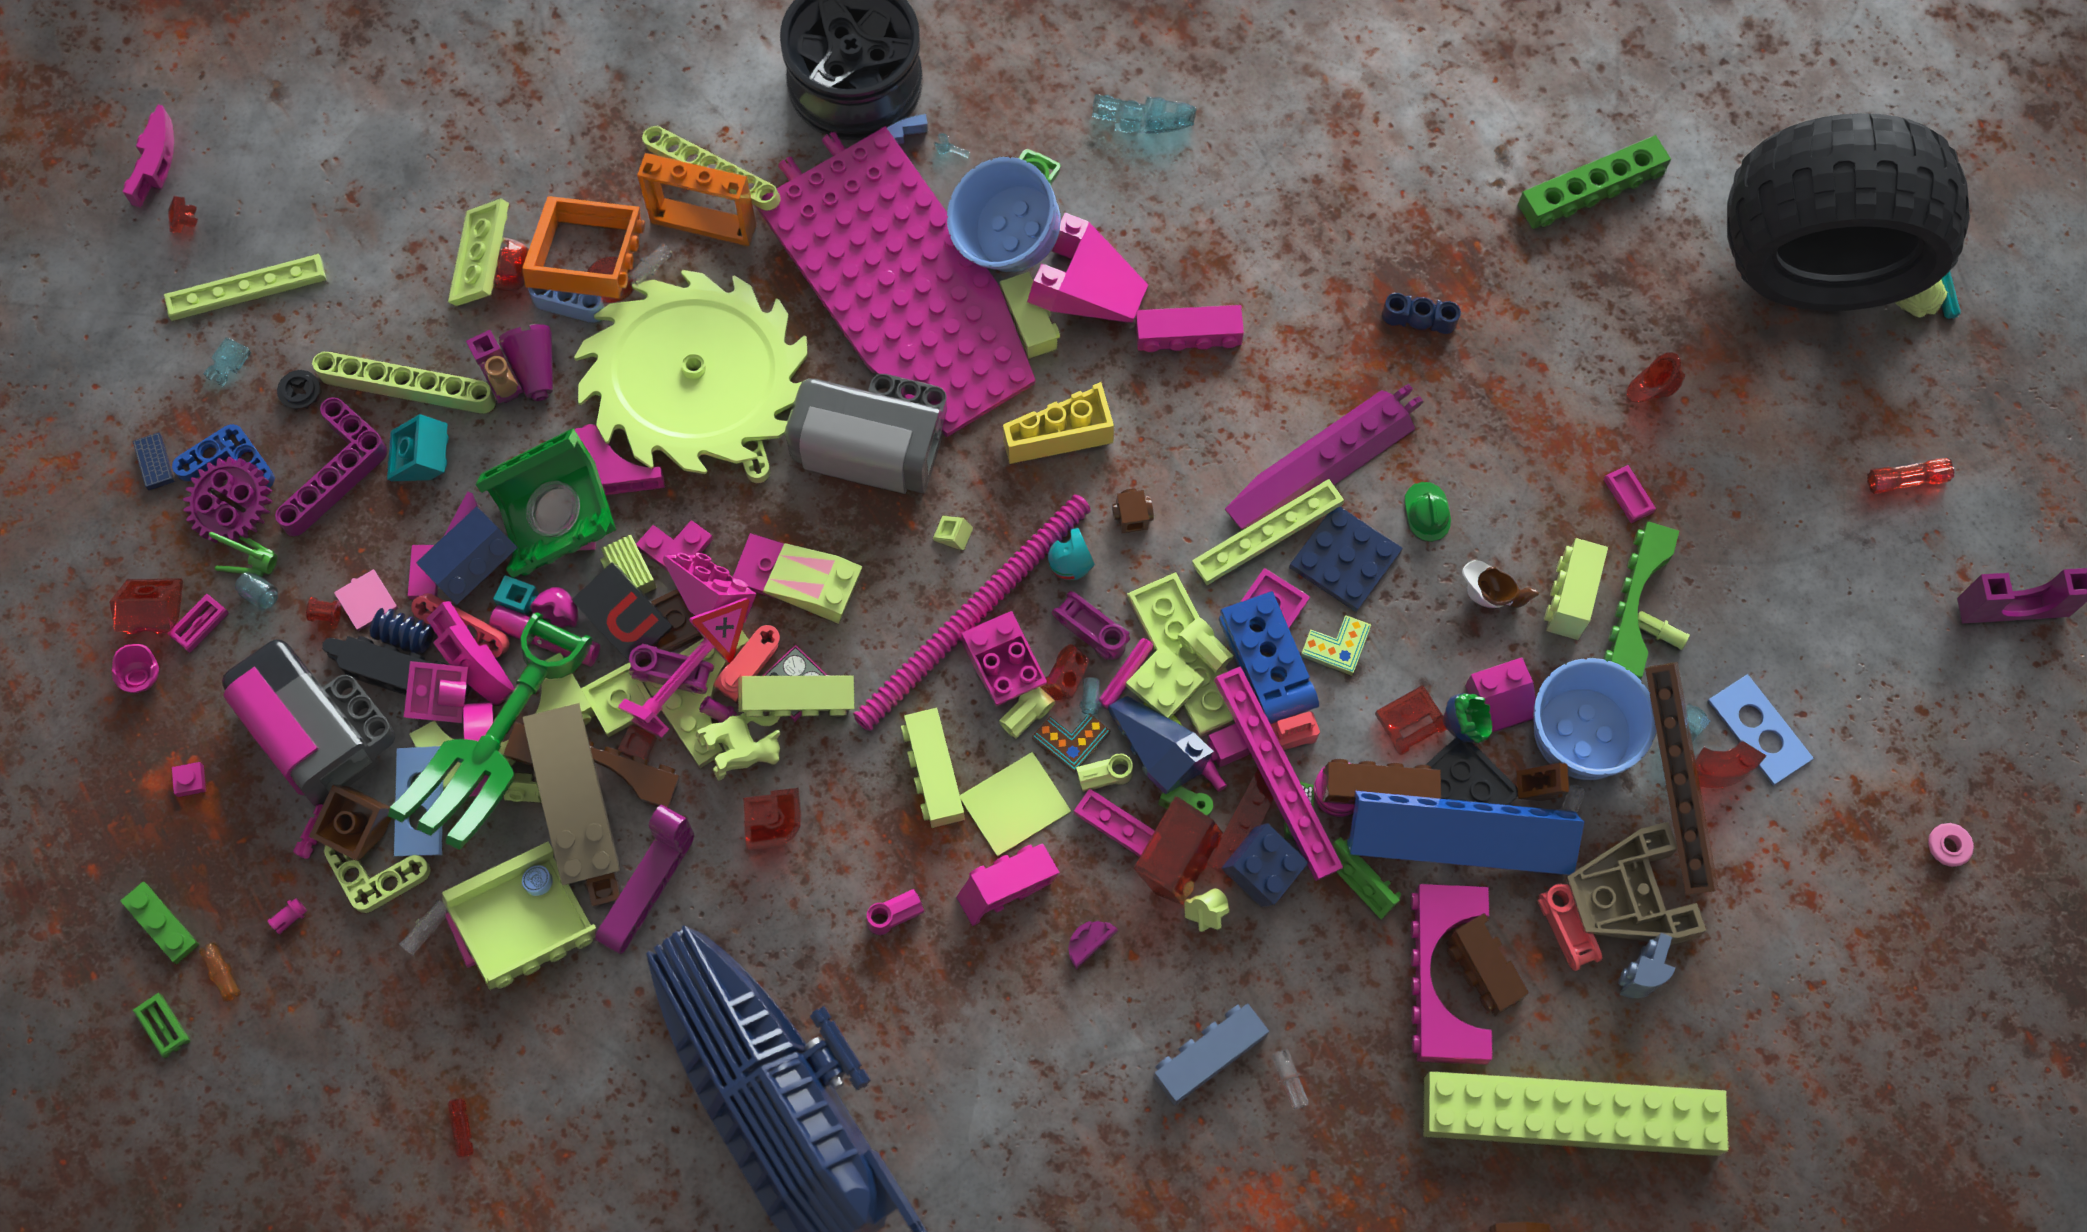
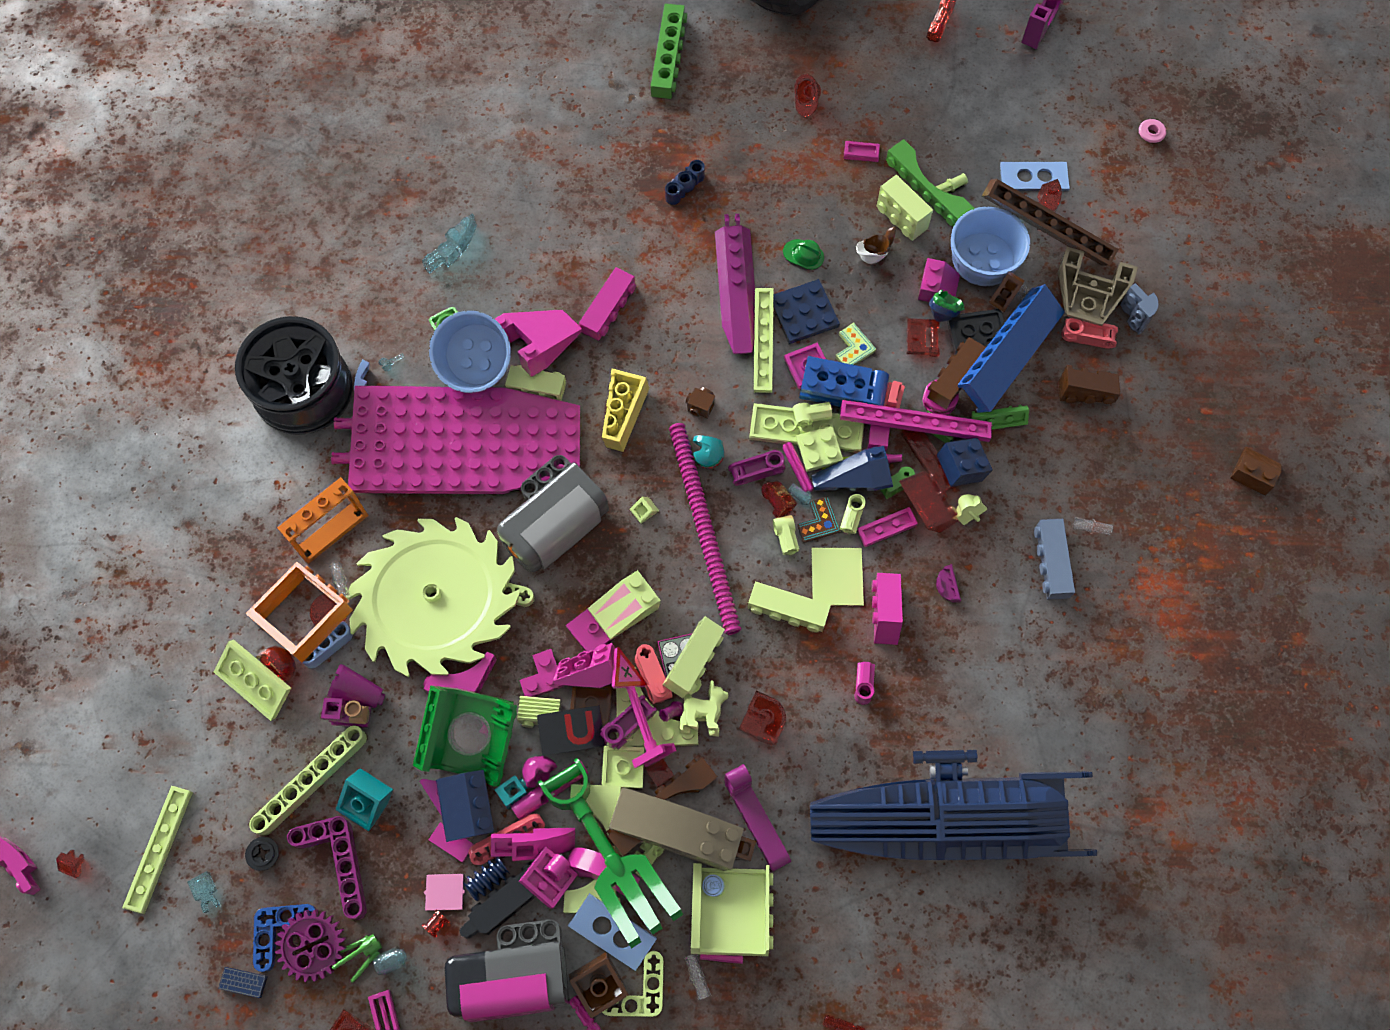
camera: 55 degrees left, 0 degrees up
(706, 158) = (293, 504): yellowish green beam -> none
(1003, 658) = (748, 527): dark pink slope -> none
(1439, 1033) = (1108, 434): dark pink arch -> none
(1575, 1113) = (1194, 396): yellowish green brick -> none

